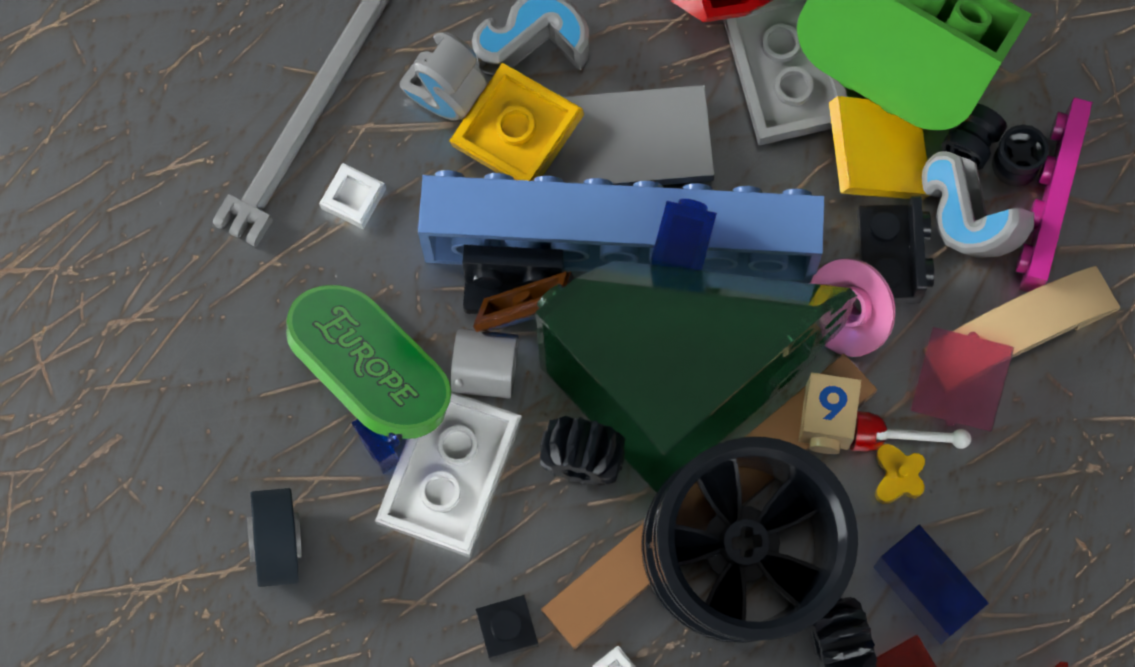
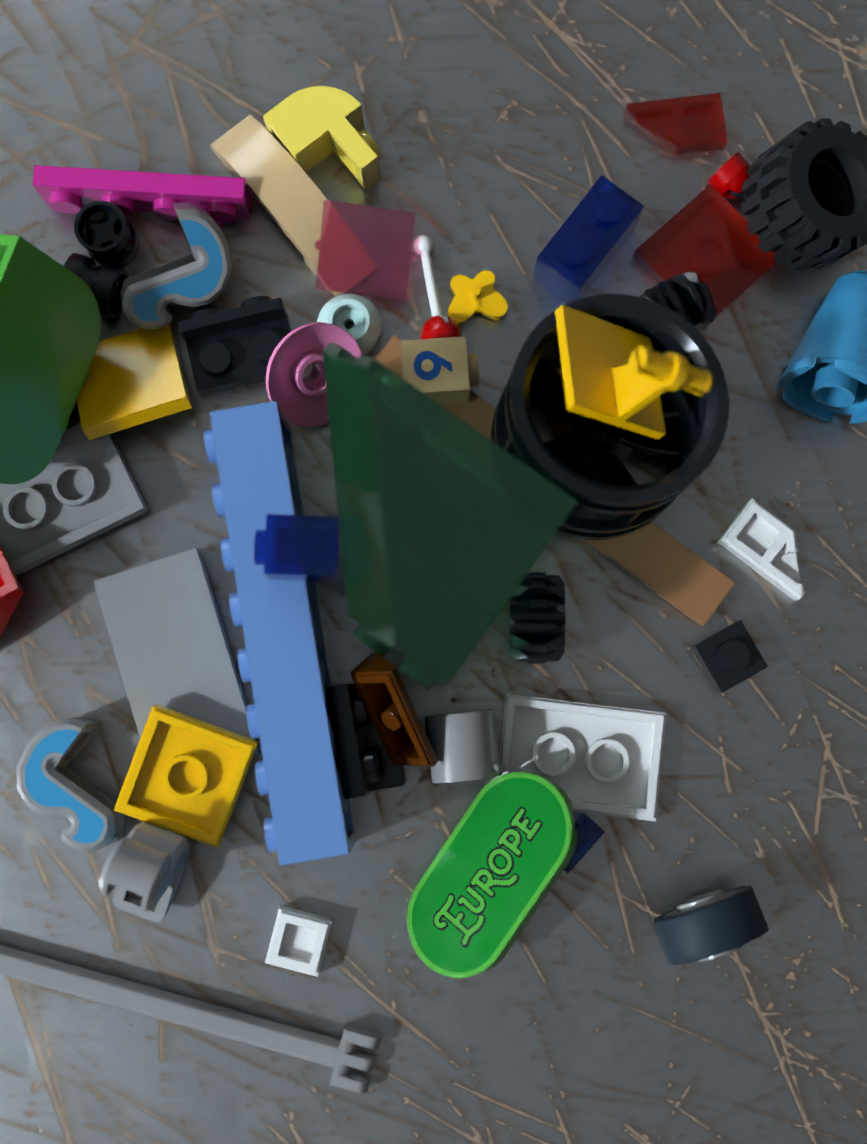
camera: 105 degrees left, 10 degrees up
(780, 534) = (617, 375): none -> yellow plate
(898, 368) = (358, 310): none -> light aqua plate
(1094, 366) = (325, 122): none -> light yellow brick

